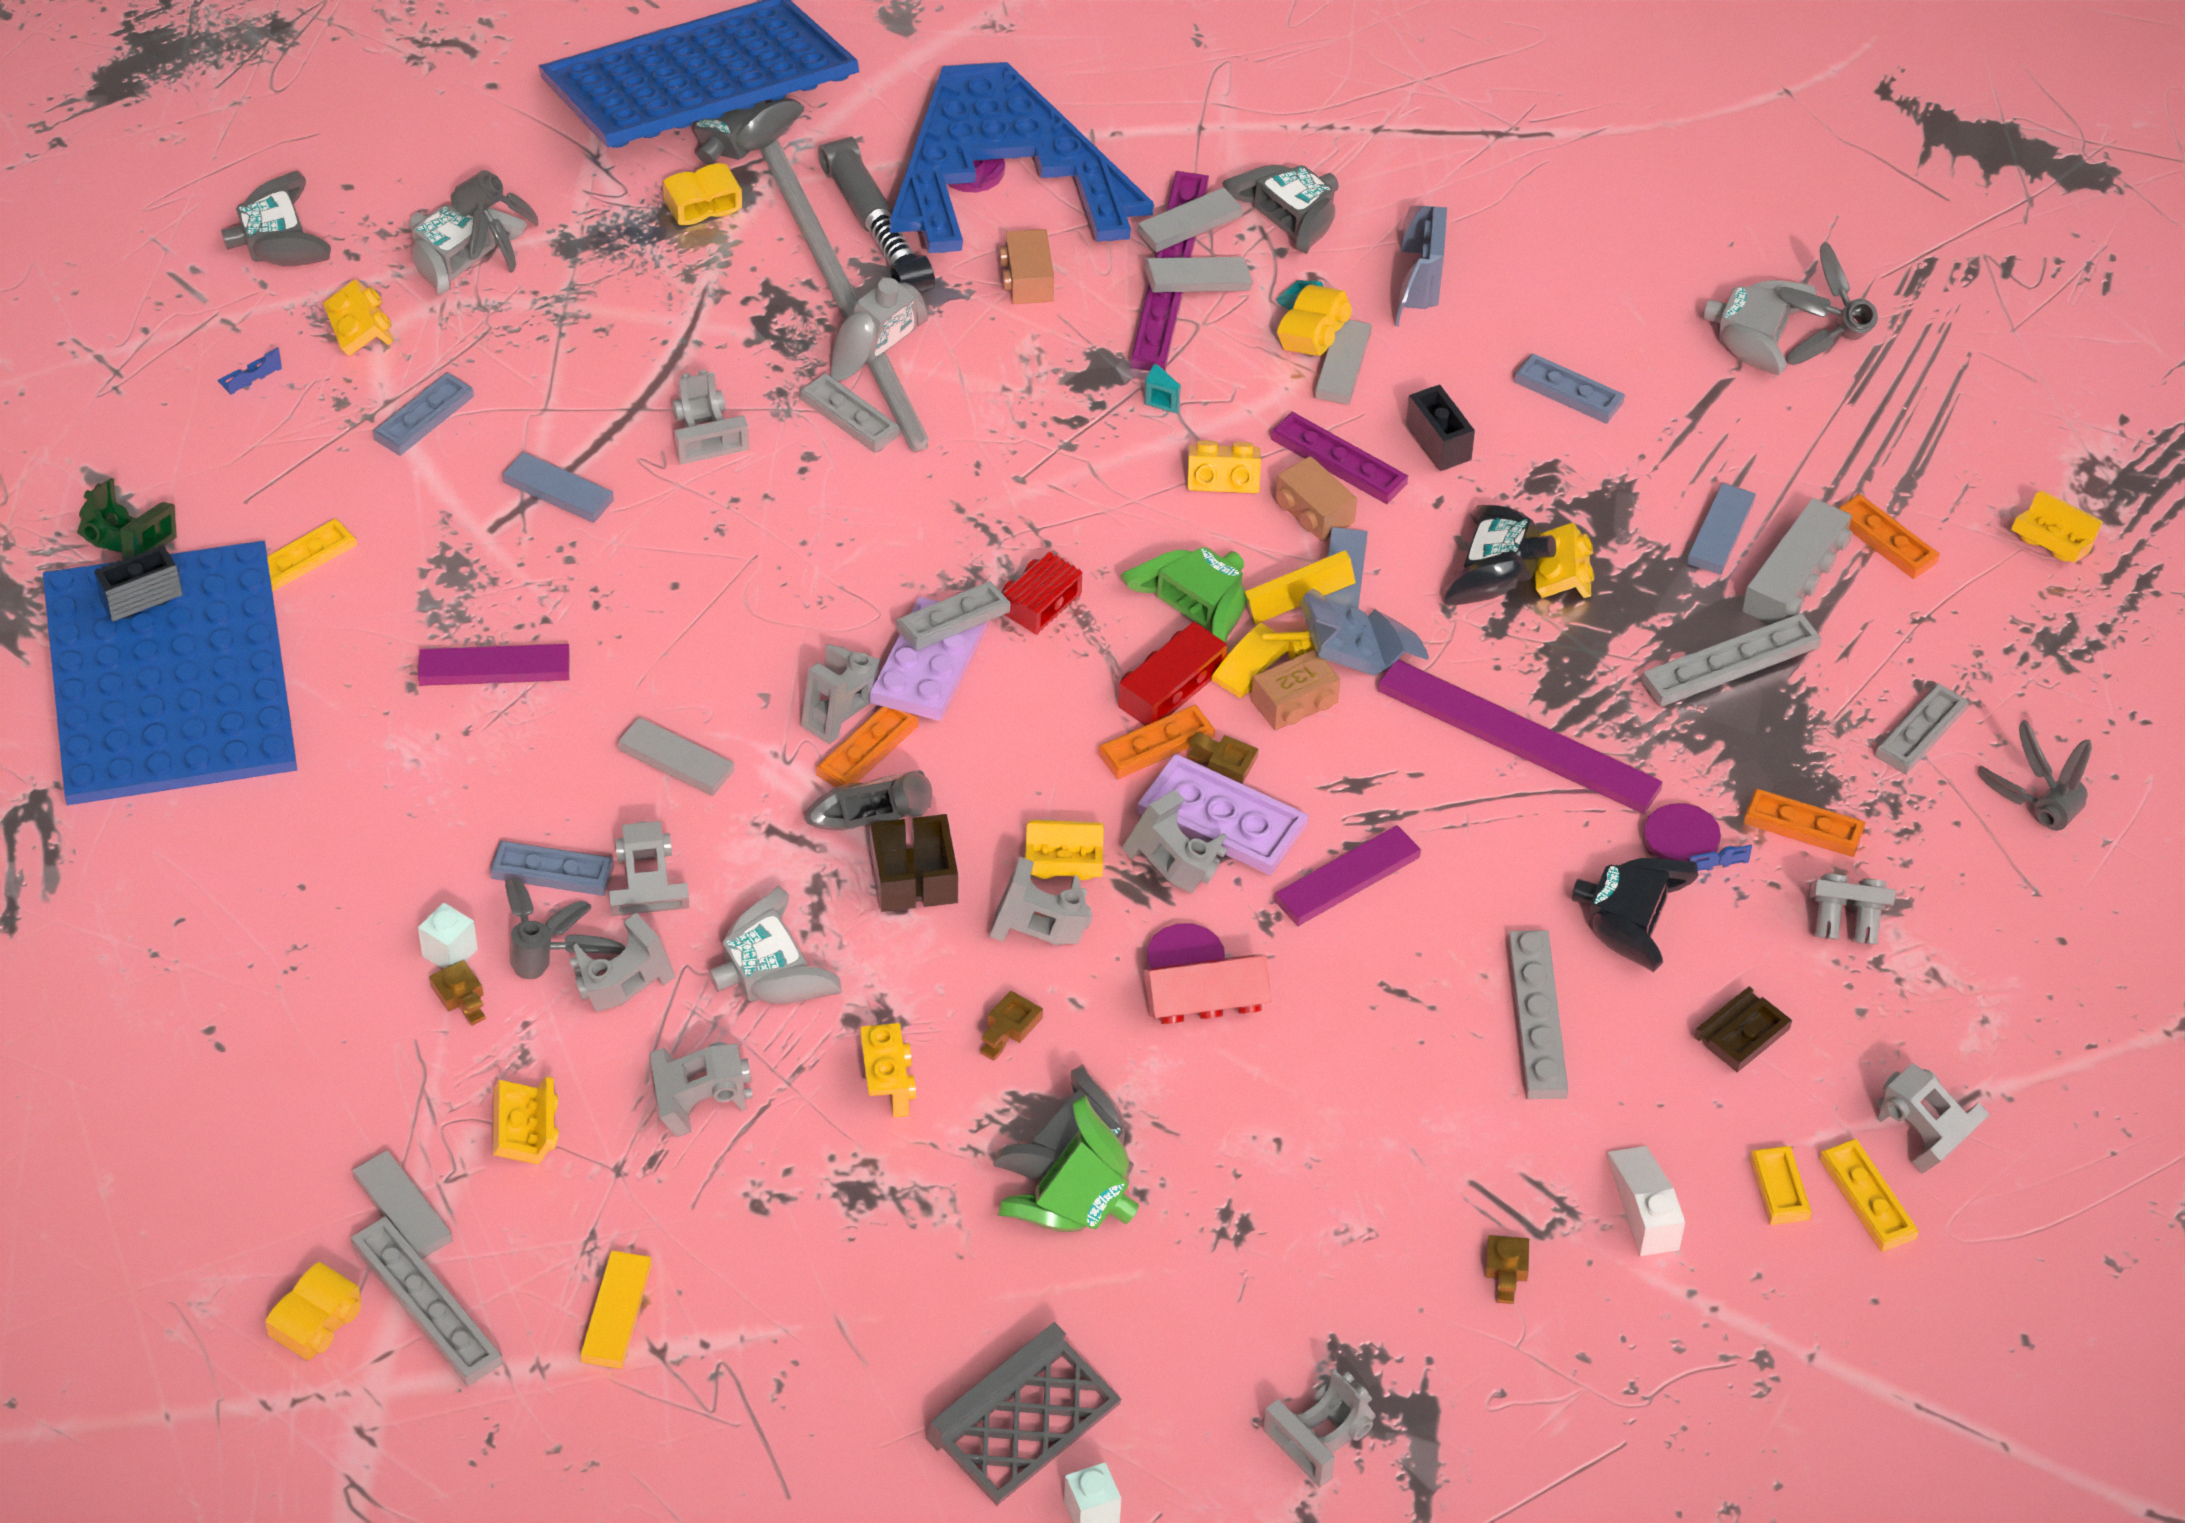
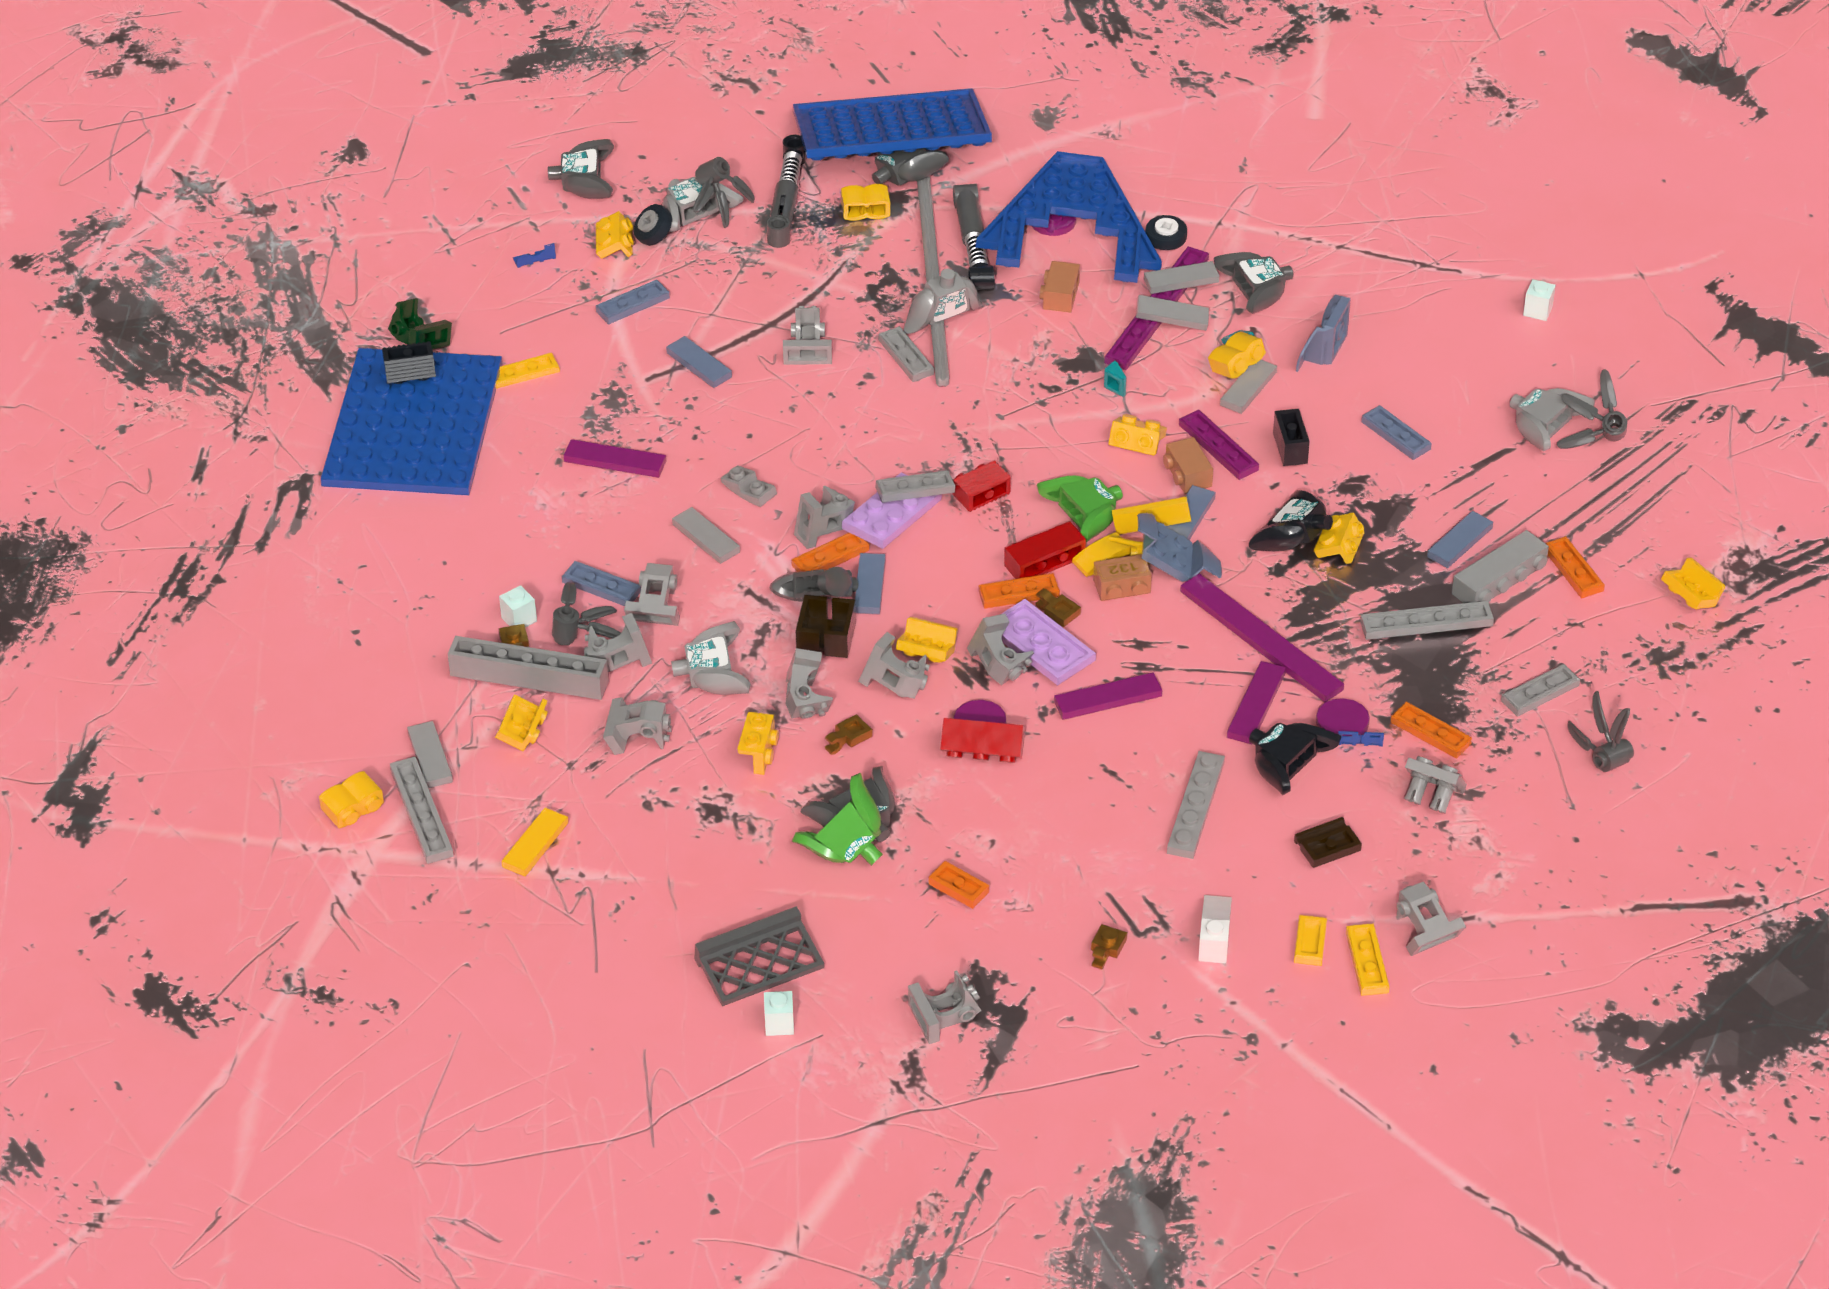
camera: 20 degrees right, 5 degrees down
(411, 290) = (652, 224): none -> black wheel
(501, 1031) = (528, 667): none -> light grey brick
(583, 202) = (785, 193): none -> dark grey piece
(701, 664) = (745, 485): none -> light grey slope
(907, 951) = (800, 678): none -> light grey tile
(940, 765) = (870, 583): none -> sand blue tile
(1140, 155) = (1166, 232): none -> black wheel
(1263, 1223) = (958, 884): none -> orange plate
(1554, 837) = (1256, 701): none -> magenta tile
(1679, 156) = (1539, 300): none -> light aqua brick

